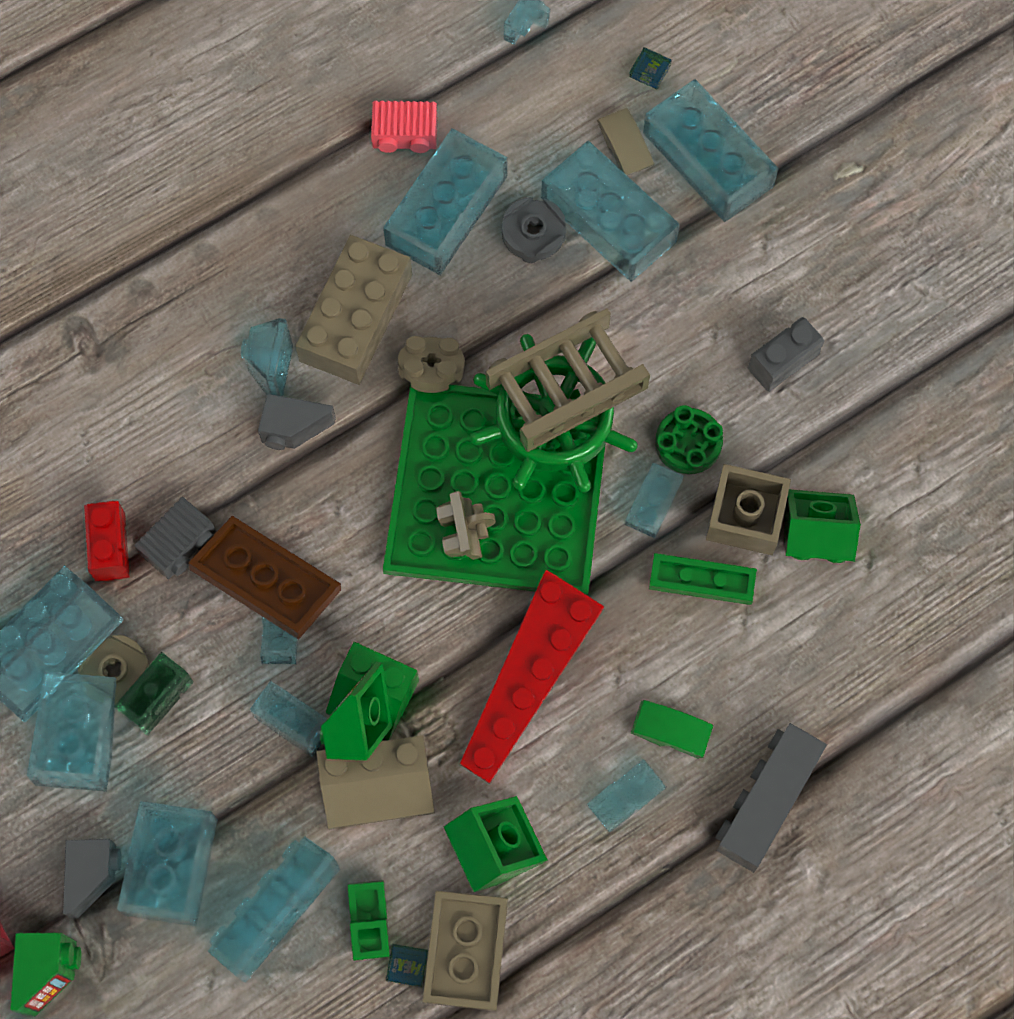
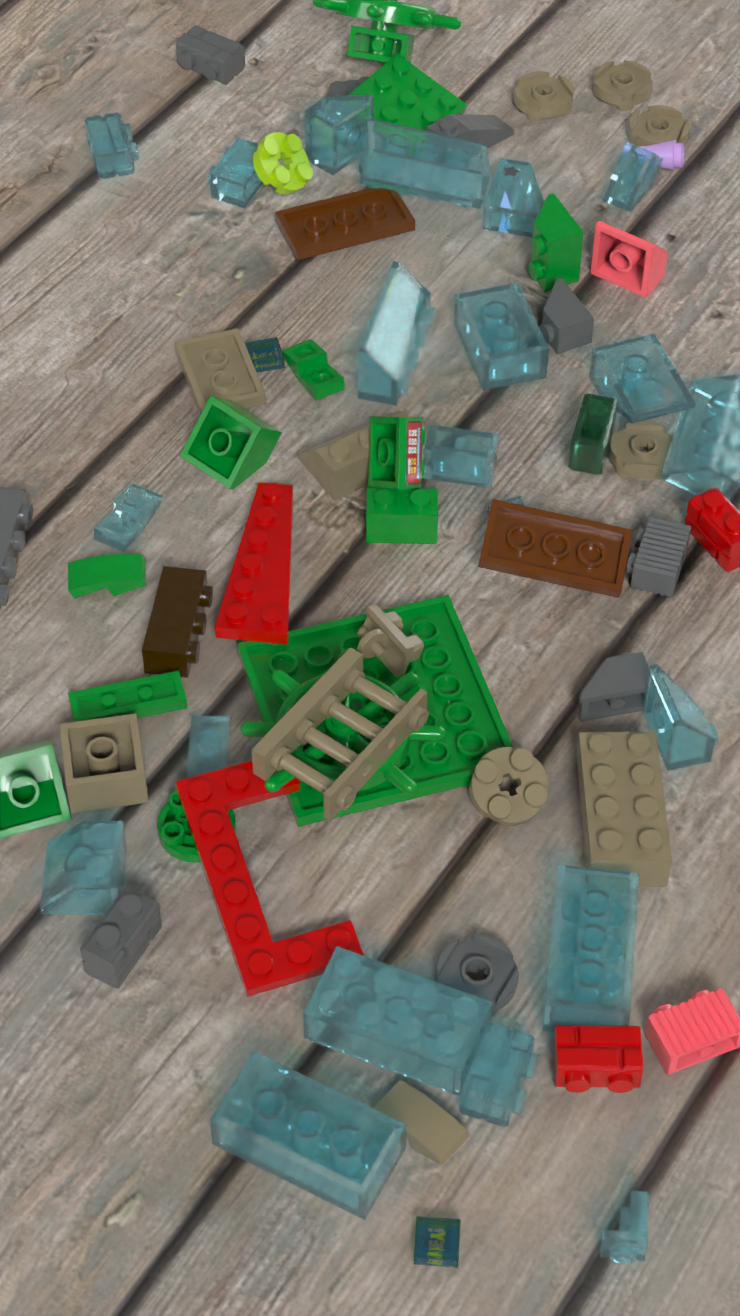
camera: 155 degrees right, 20 degrees down
(493, 131) = (597, 1057): none -> red brick
(557, 142) = (497, 1075): none -> clear light blue brick
(629, 642) = (176, 621): none -> dark brown brick
(686, 303) = (258, 959): none -> red plate
(794, 427) = (84, 869): none -> clear light blue slope

